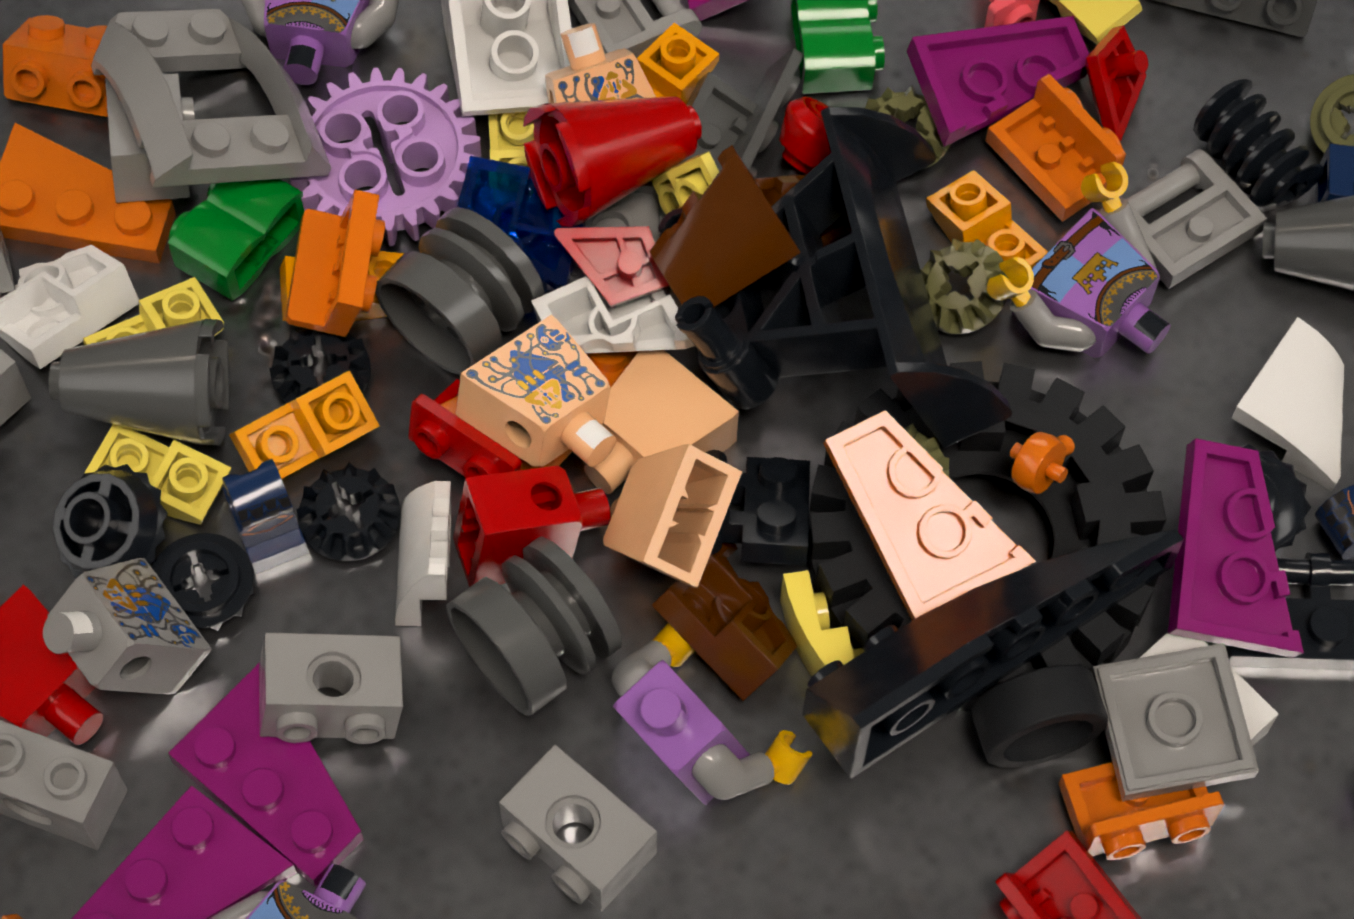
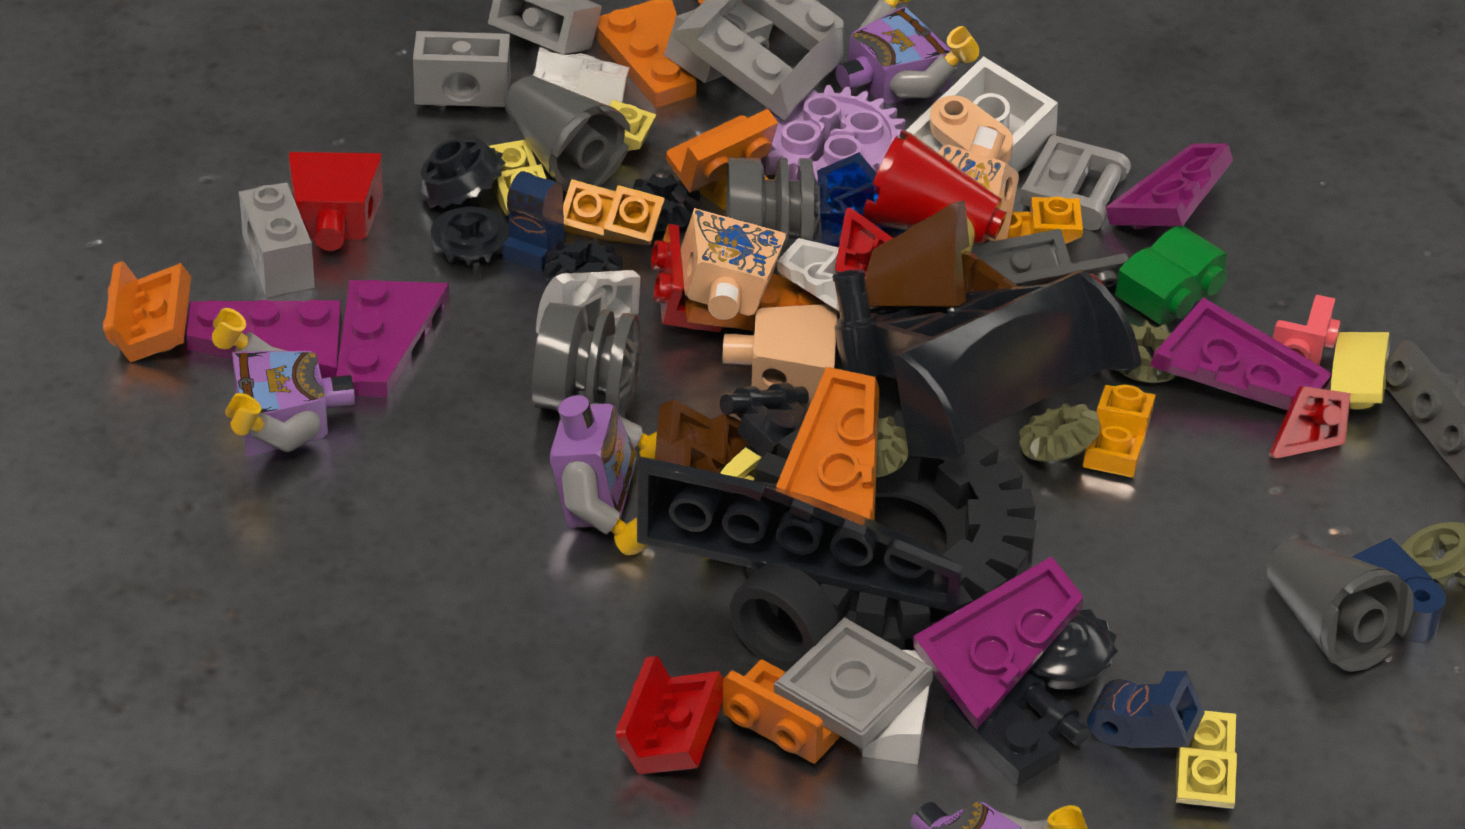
camera: 50 degrees right, 20 degrees down
(126, 630) = (397, 205): light grey torso -> none
(235, 232) = (696, 107): green brick -> none
(356, 665) = (457, 309): light grey brick -> none
(514, 508) = (665, 320): red torso -> none
(529, 43) = (956, 121): none -> light nougat plate
(562, 793) = (483, 466): light grey brick -> none
(672, 511) = (722, 366): light nougat torso -> none
(1040, 461) = (949, 498): orange piece -> none
(1055, 146) = (1217, 424): orange bracket -> none
(1091, 281) = (1132, 488): torso -> none
(1202, 226) = (1248, 513): light grey plate -> none
(1251, 149) = (1347, 504): black piece -> none
(1300, 403) = (1182, 635): white slope -> none

